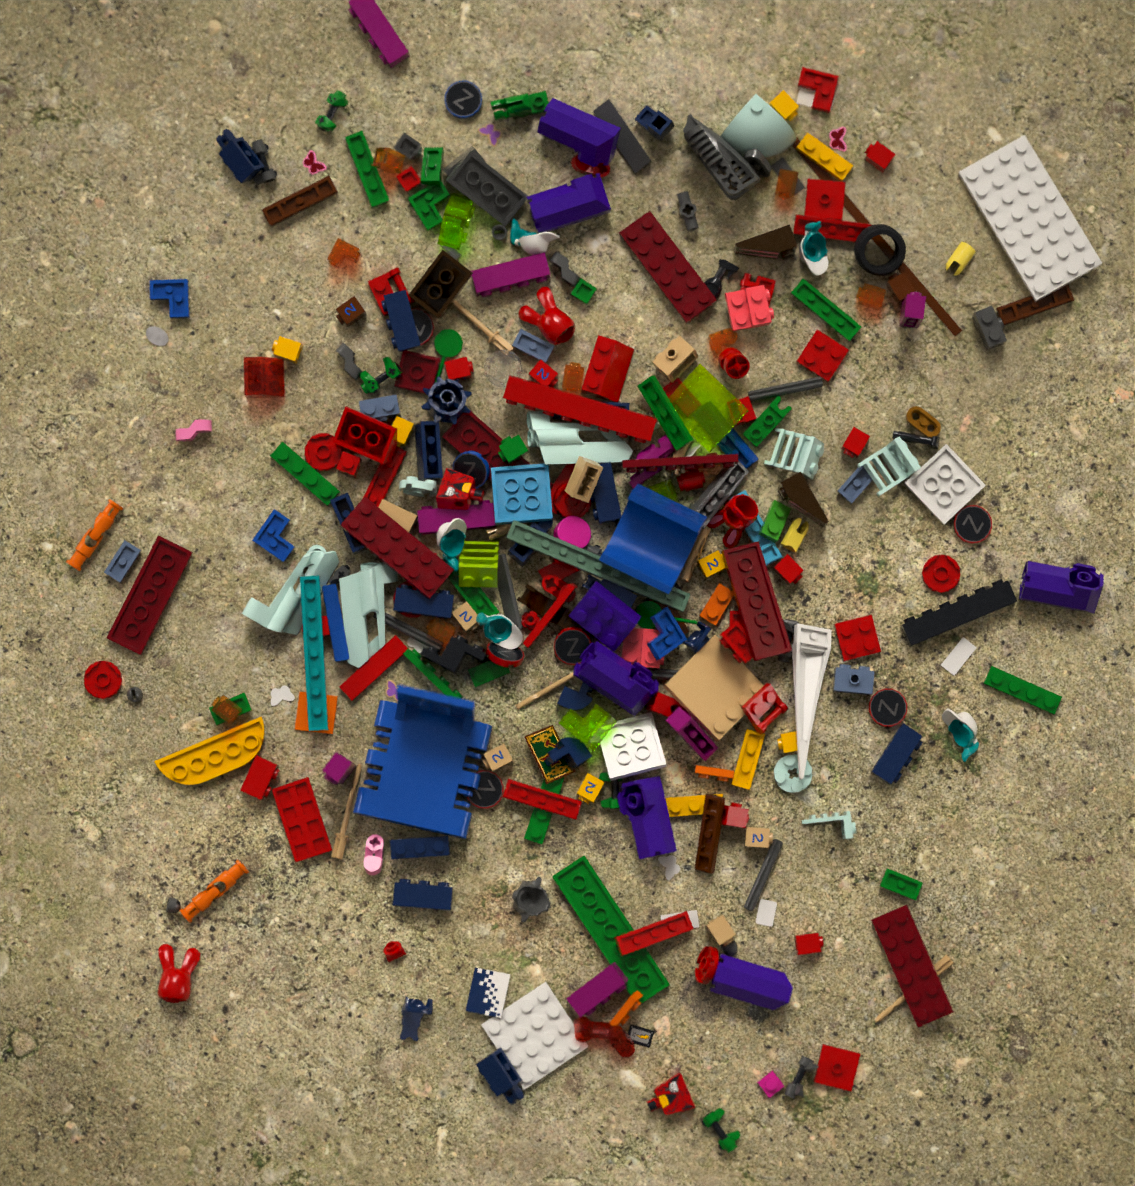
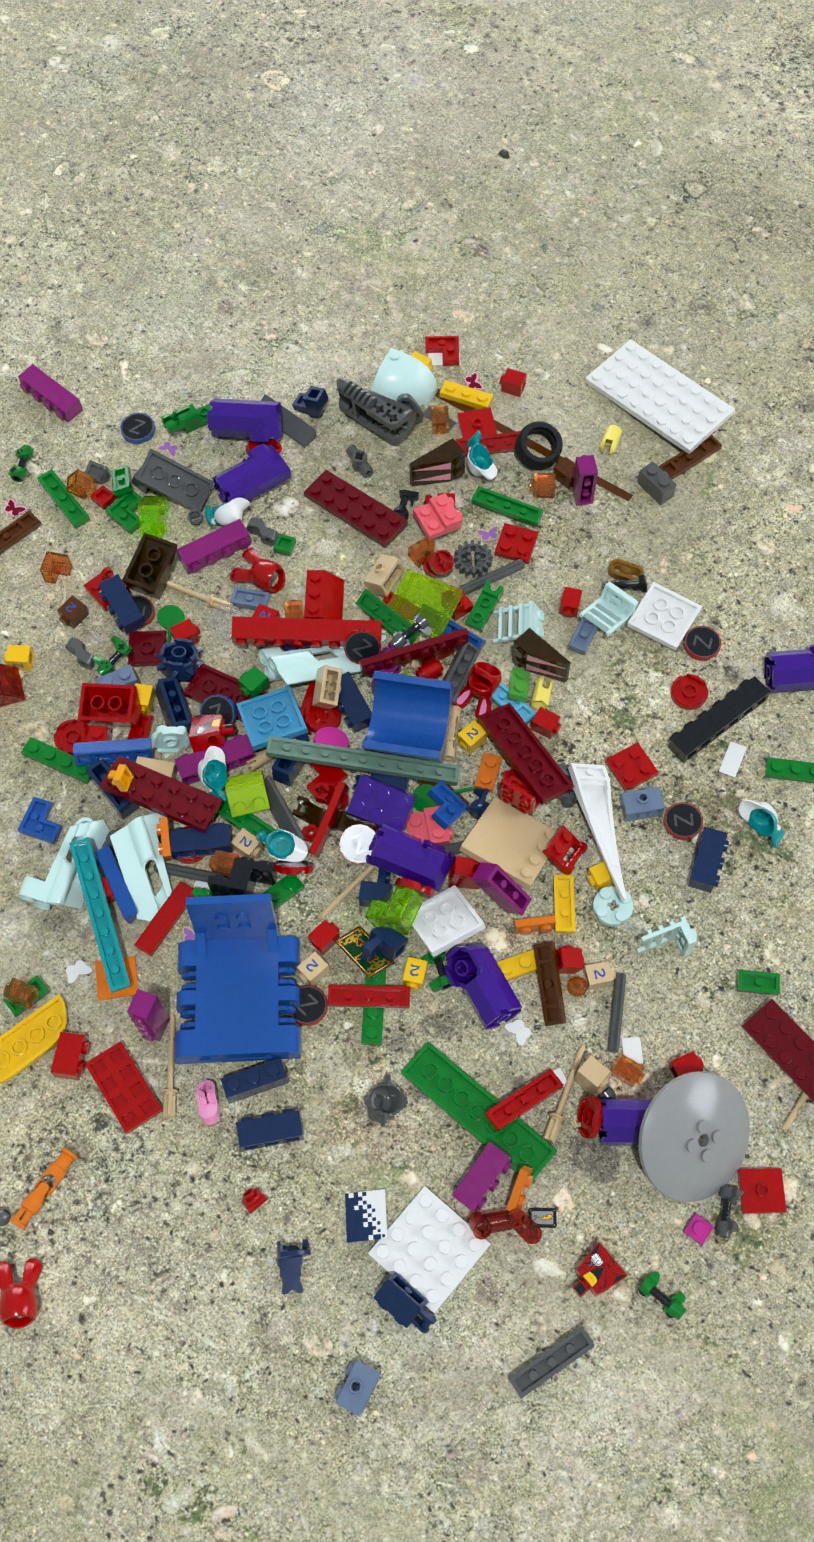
camera: 15 degrees left, 20 degrees down
(359, 485) = (90, 752): none -> blue slope
(362, 528) = (121, 777): none -> light orange tile
(388, 602) = (163, 830): none -> orange plate
(444, 1131) = (357, 1388): none -> sand blue brick
(516, 729) = (323, 936): none -> red brick
(610, 1156) = (551, 1362): none -> dark grey plate
(612, 708) = (428, 892): none -> red tile
(630, 441) = (361, 644): none -> black tile
(671, 444) = (420, 623): none -> dark grey piece
(677, 957) = (555, 1118): none -> tan piece
(734, 841) = (577, 986): none -> clear orange plate
(755, 932) = (628, 1071): none -> clear orange brick
(777, 372) = (480, 564): none -> dark grey gear
(779, 993) = (670, 1135): none -> light grey dish
(798, 335) = (490, 534): none -> medium lavender sticker

